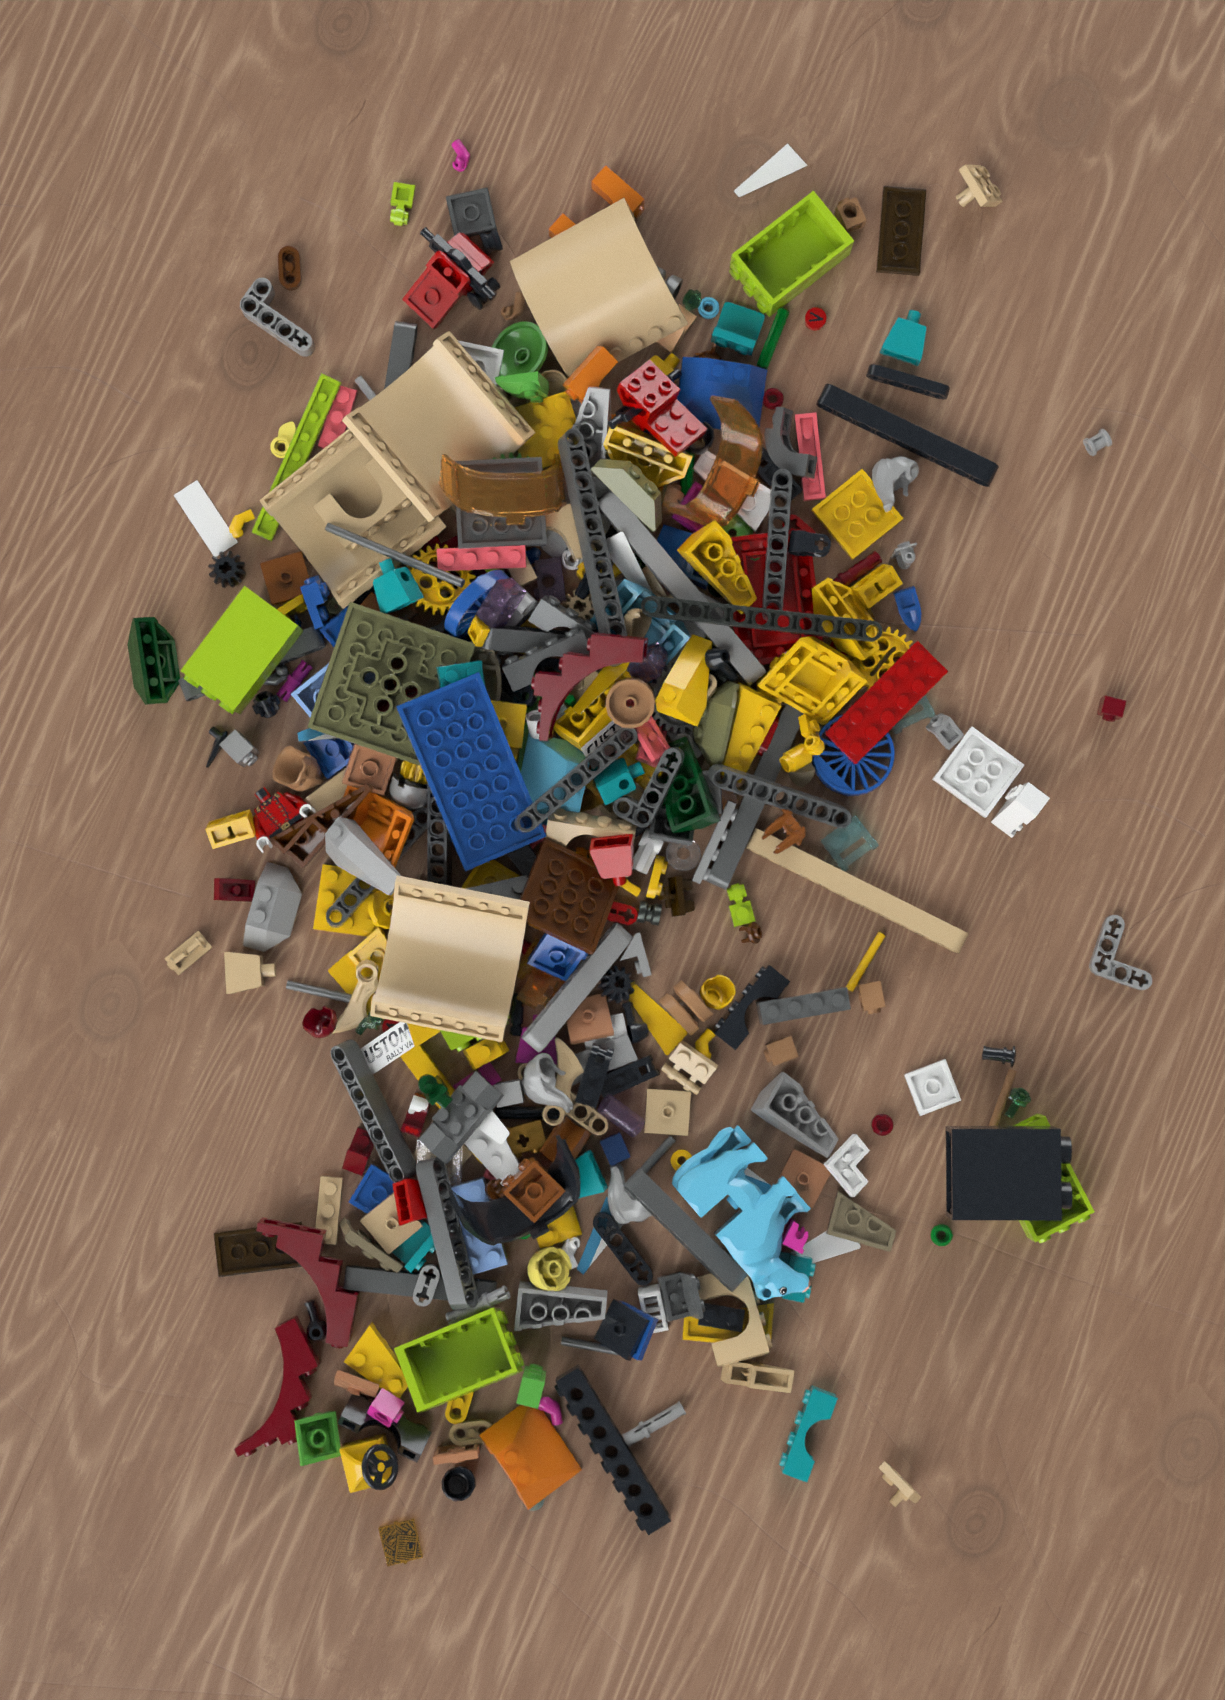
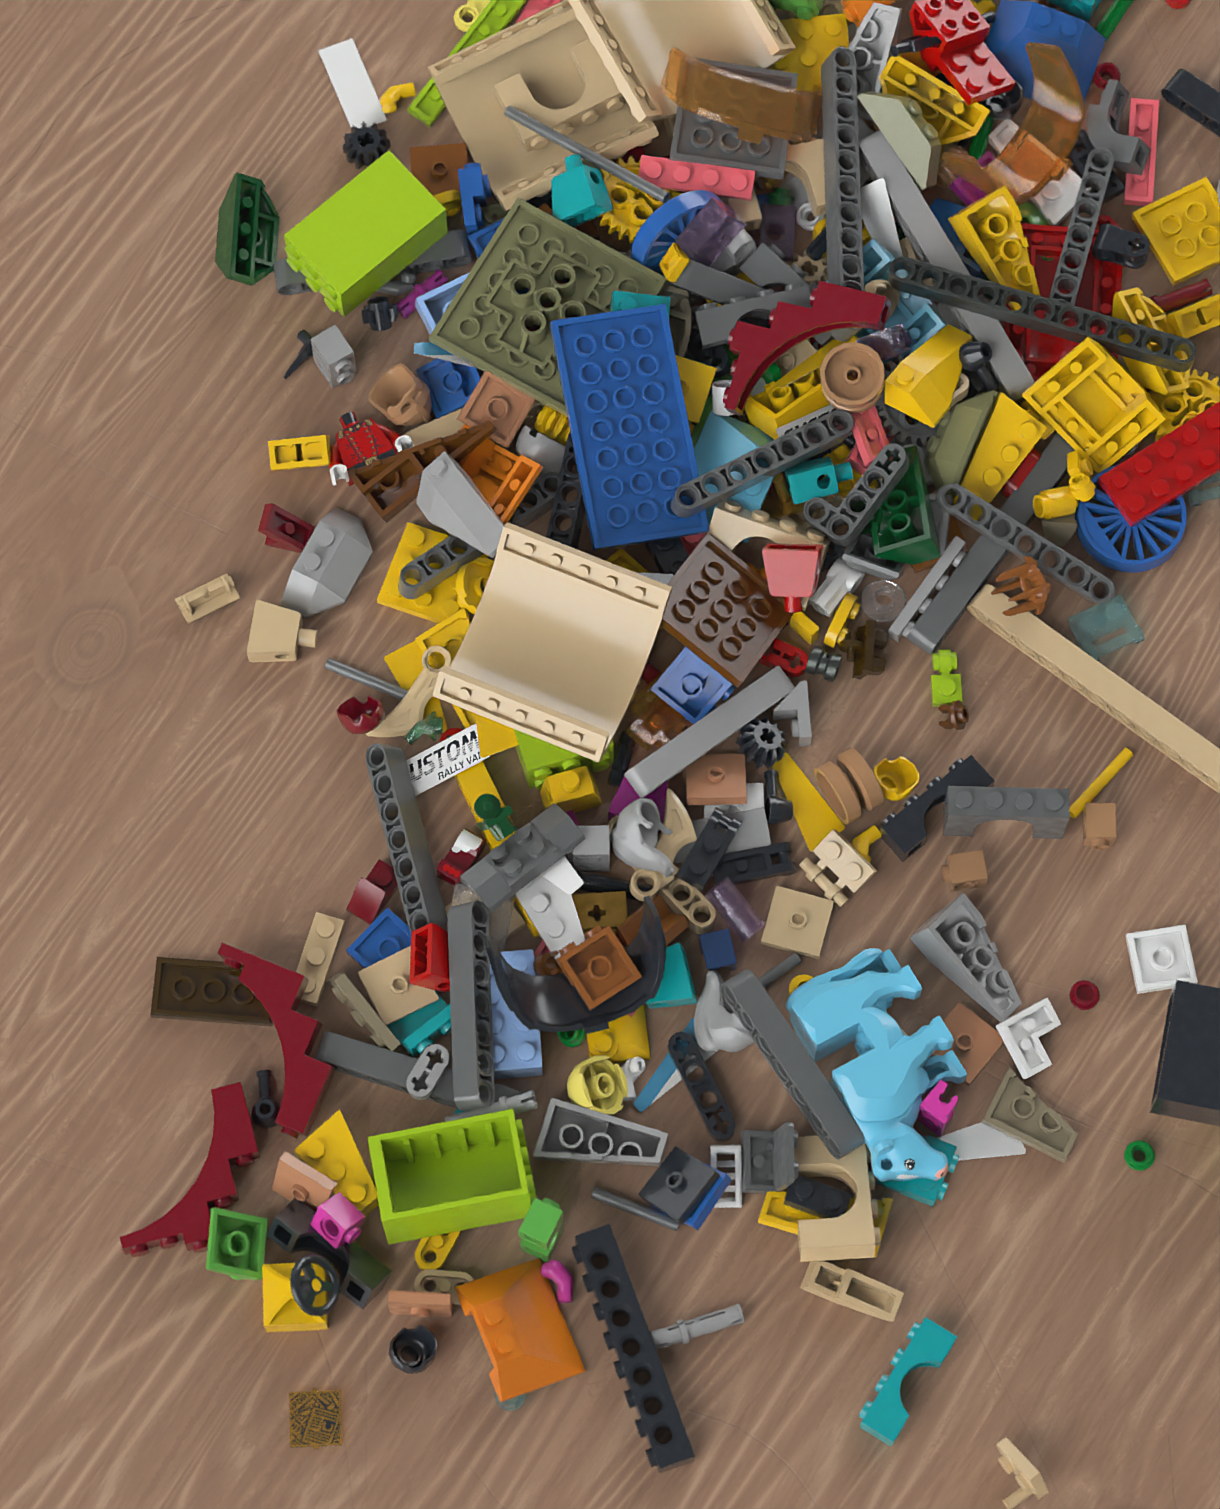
camera: 15 degrees right, 15 degrees down
(547, 551) = (780, 197): none -> dark green plate

